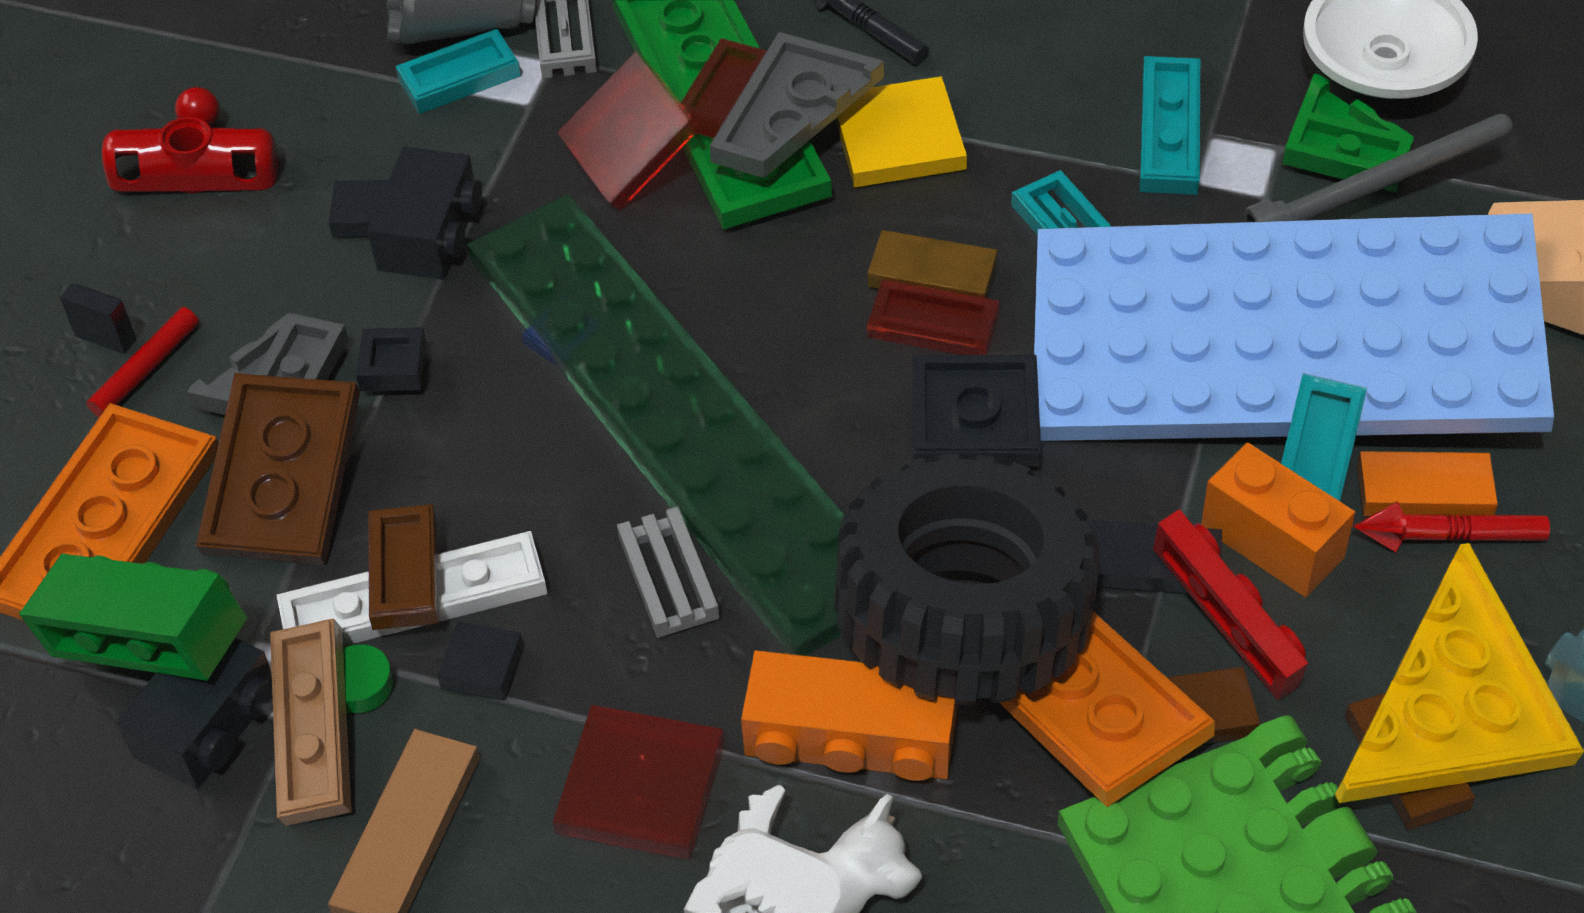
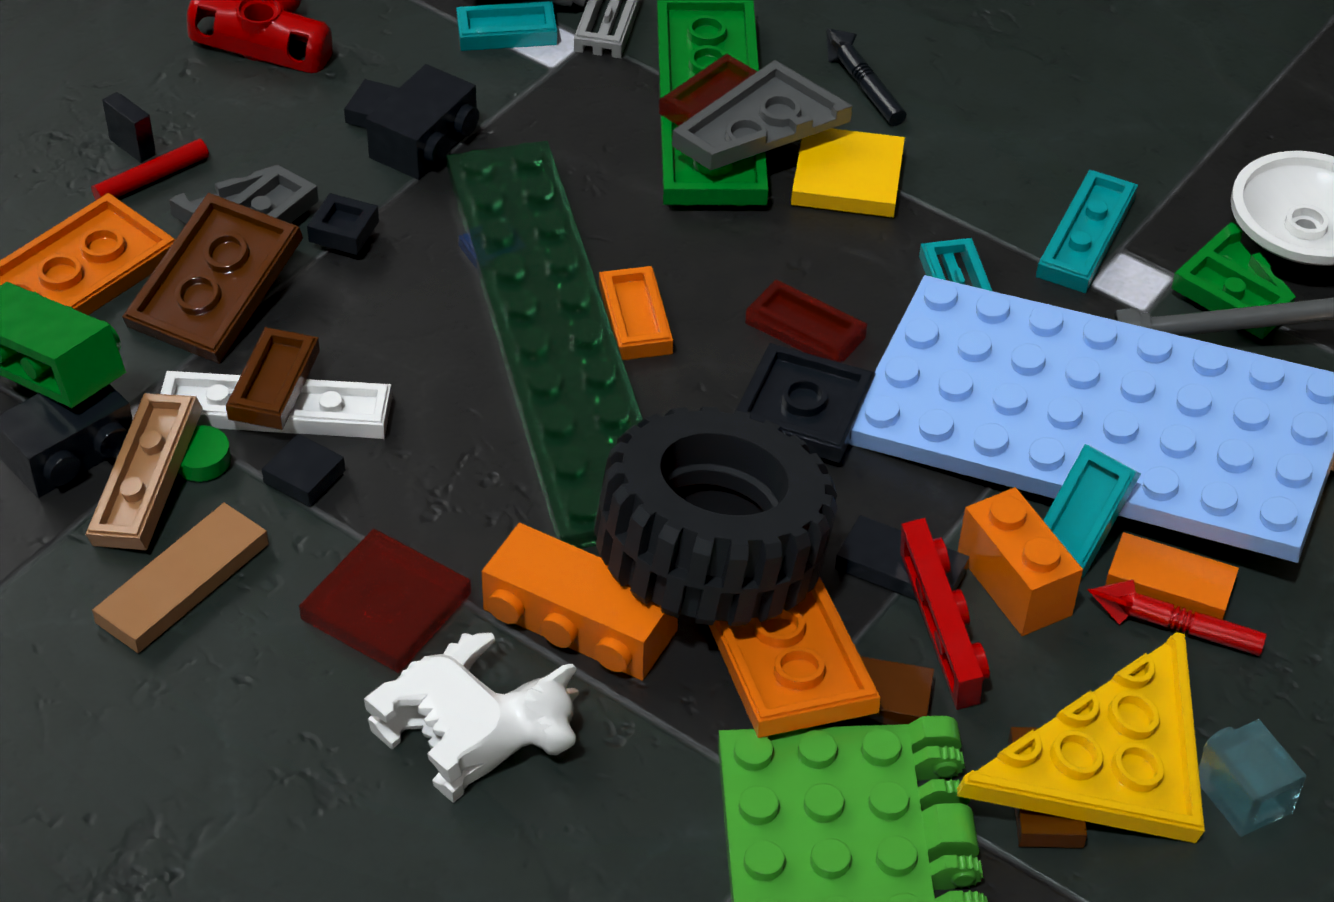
camera: 15 degrees right, 5 degrees down
(628, 130) = (617, 104): clear red tile -> none
(653, 532) = (488, 417): light grey tile -> none
(752, 361) = (636, 312): none -> orange tile
(932, 264) = (826, 280): pearl gold tile -> none

